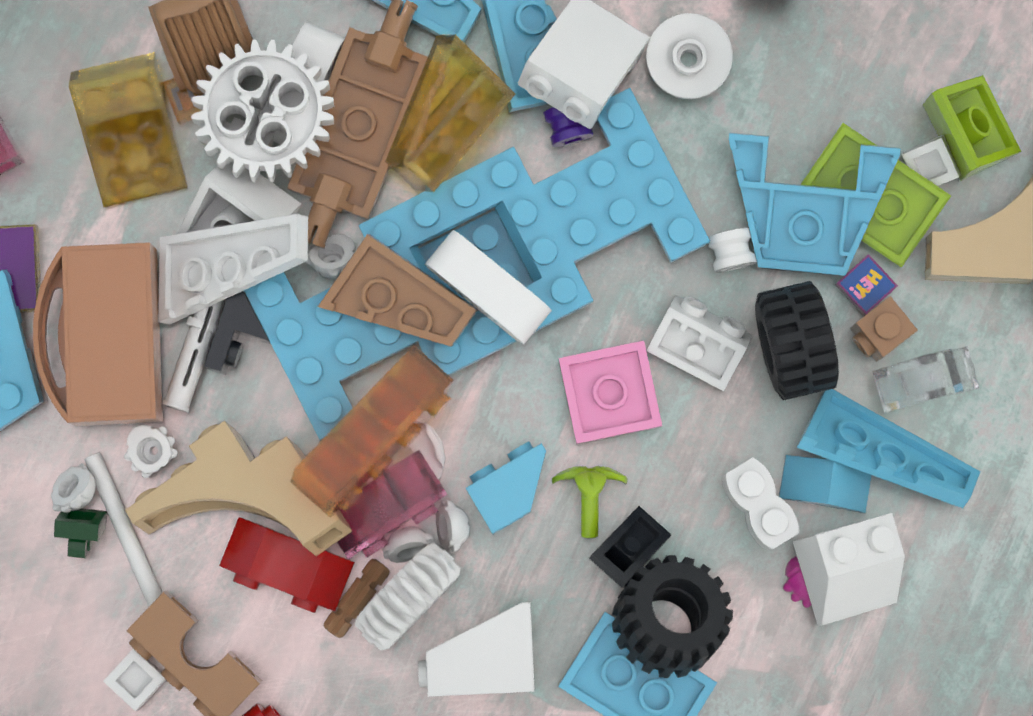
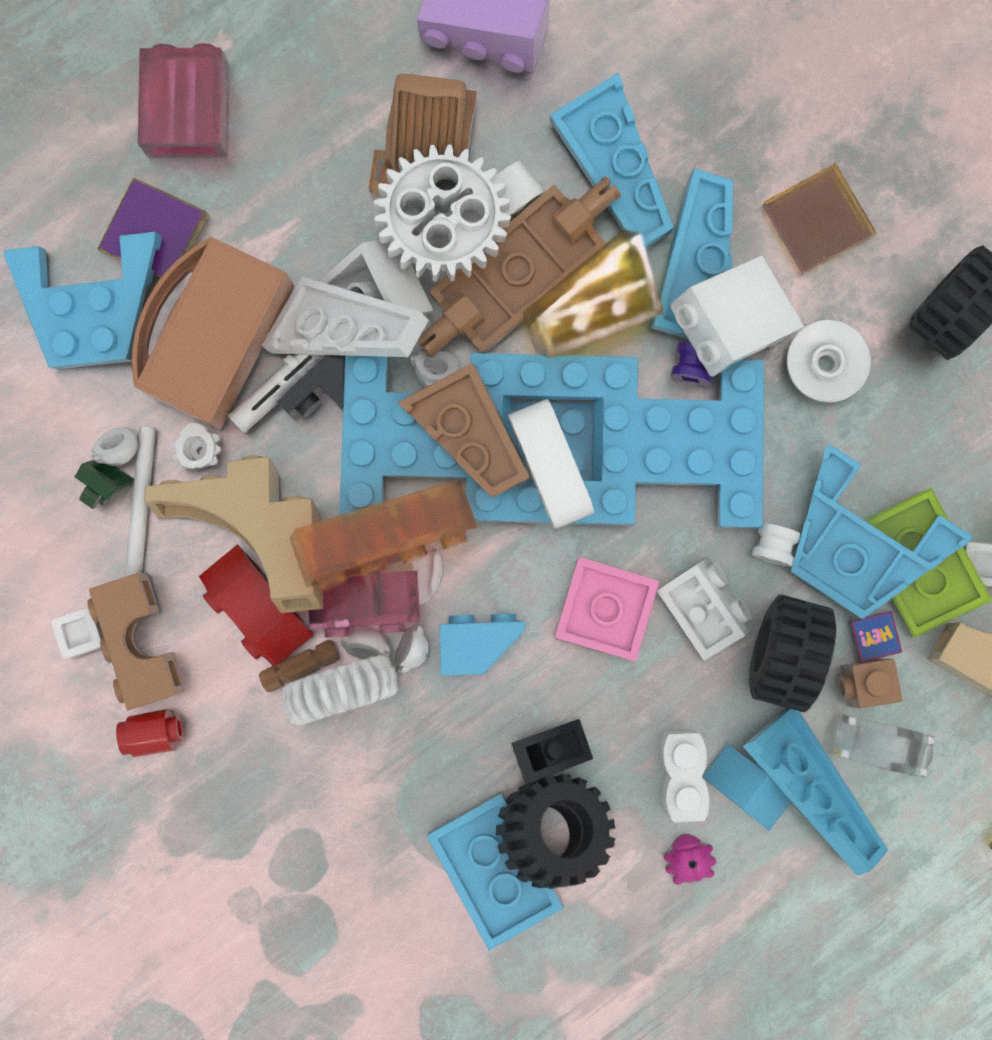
camera: 35 degrees right, 0 degrees up
(128, 129) = (324, 172): clear yellow slope -> none
(484, 658) = (376, 777): white slope -> none
(590, 483) = (547, 679): lime plant -> none
(852, 568) = (733, 873): white slope -> none

